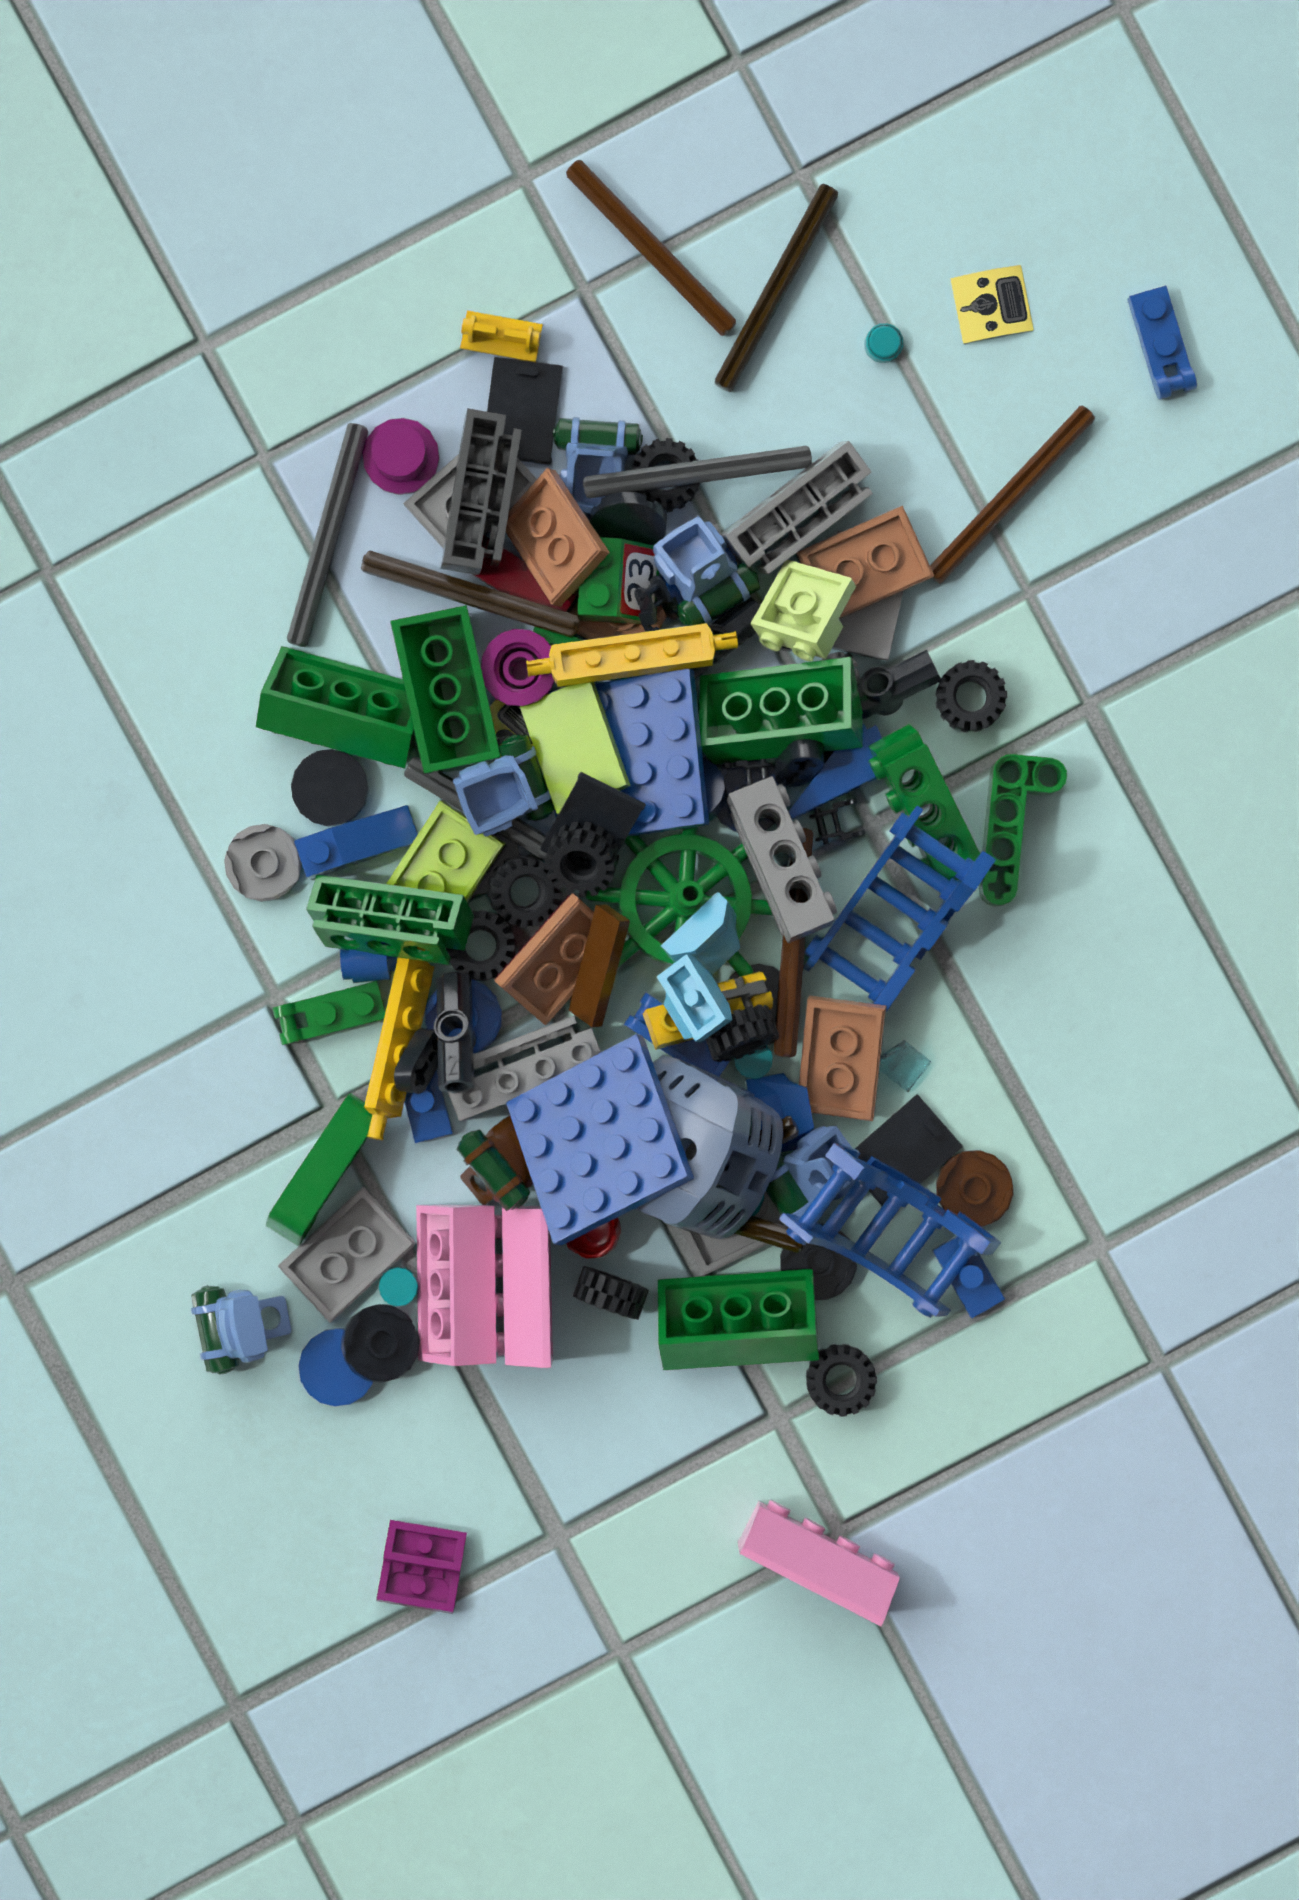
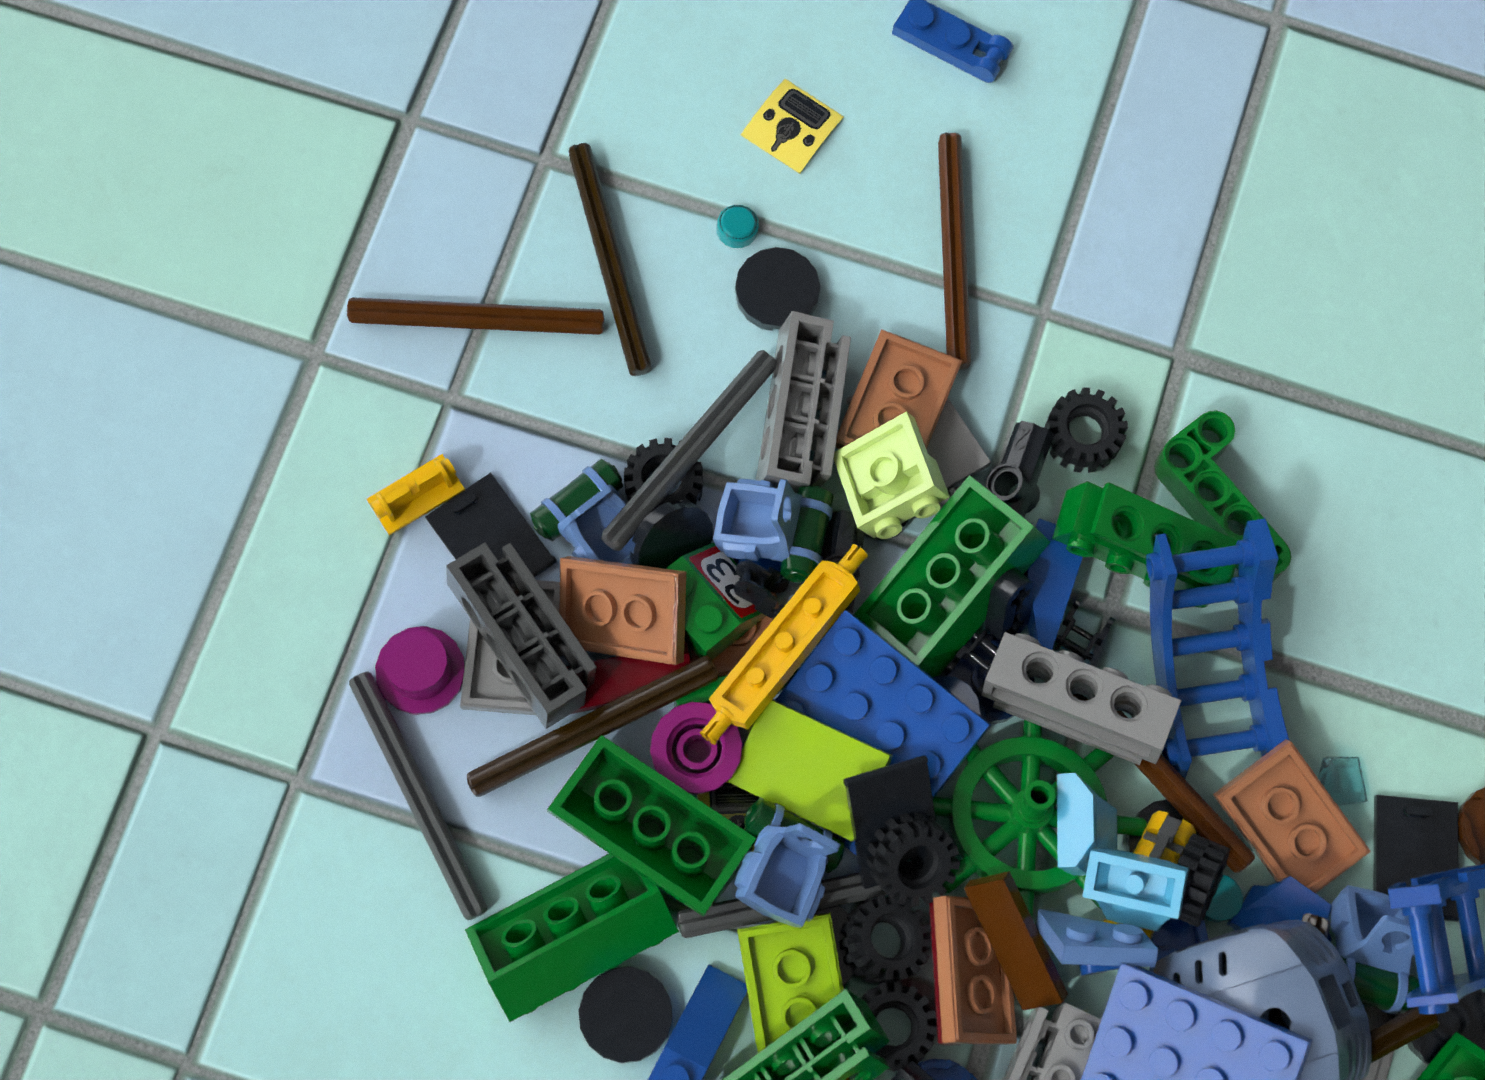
camera: 45 degrees left, 15 degrees down
(638, 1008) = (1095, 942): none -> medium blue wing
(866, 412) = (775, 285): none -> black tile

